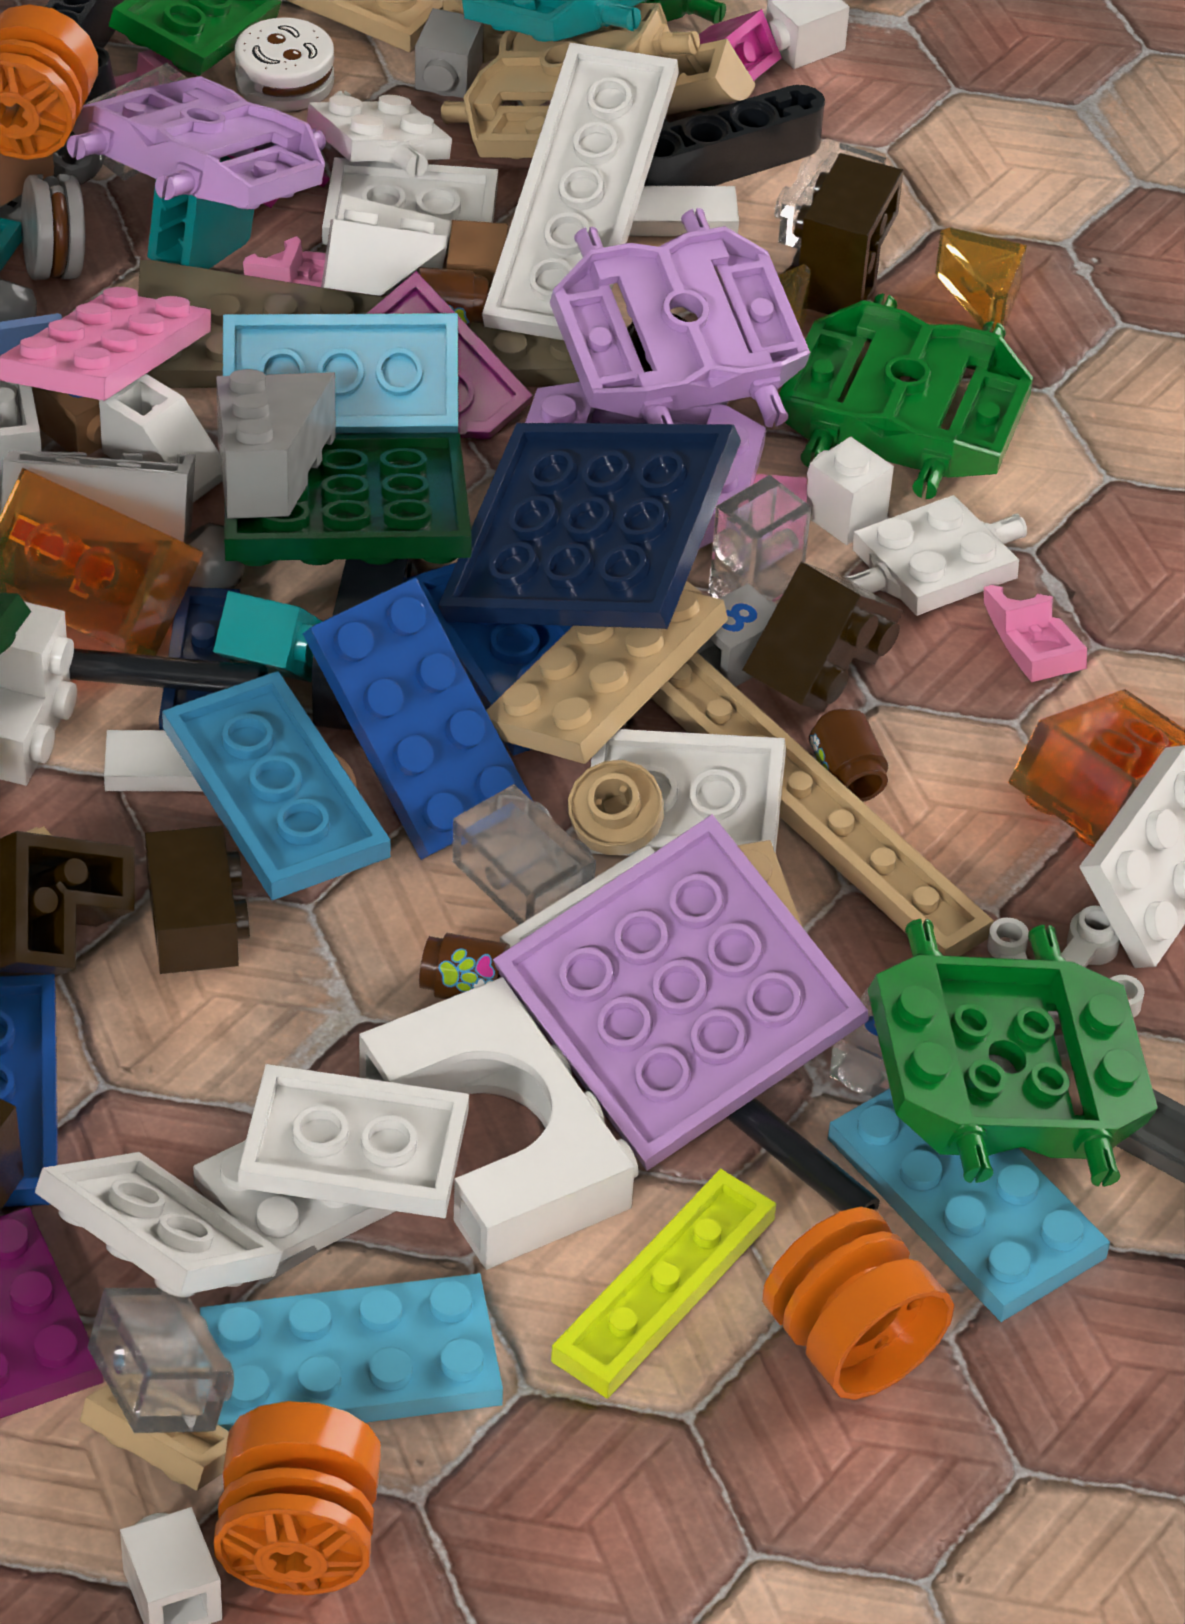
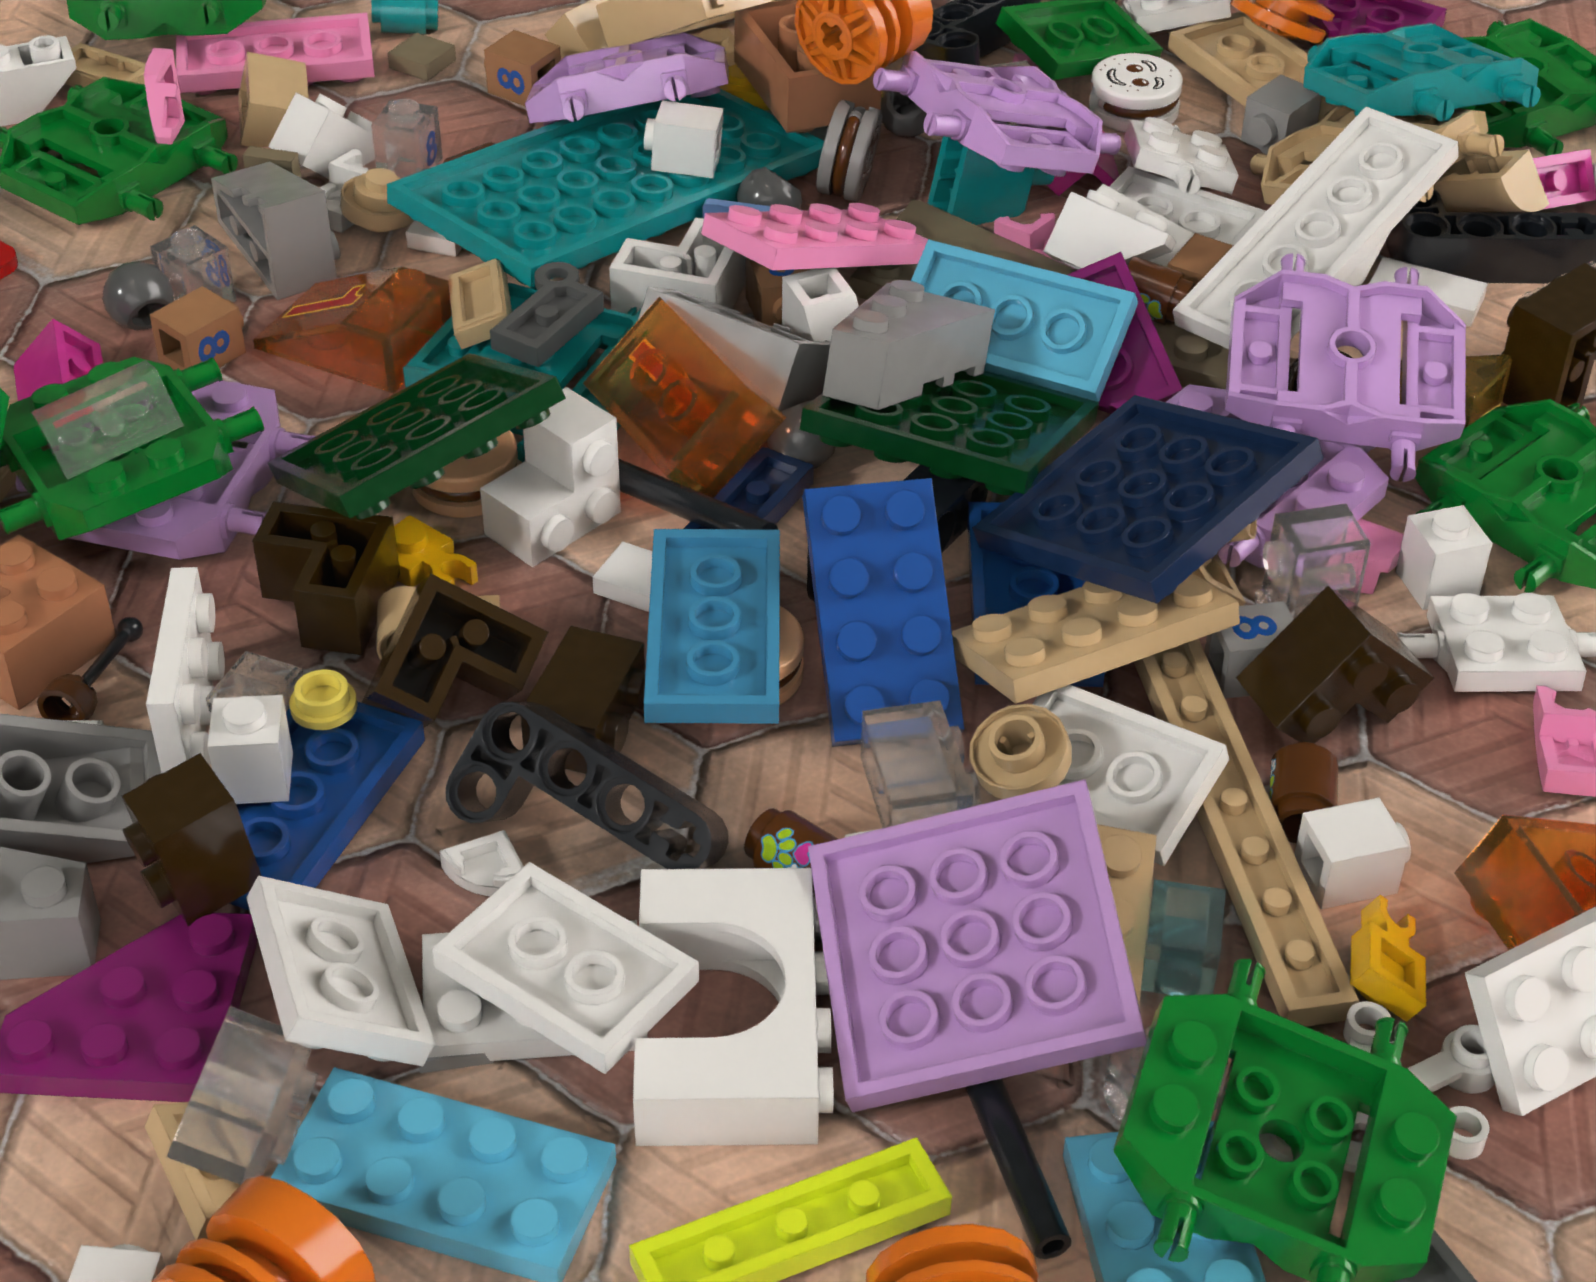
camera: 30 degrees right, 5 degrees down
(197, 1085) = (482, 863): none -> white tile
(266, 635) = (775, 490): teal brick -> none
(268, 986) = (596, 798): none -> black beam
(835, 916) = (1183, 939): none -> clear light blue brick
(919, 793) = (1351, 852): none -> white brick
(994, 883) = (1385, 965): none -> yellow plate

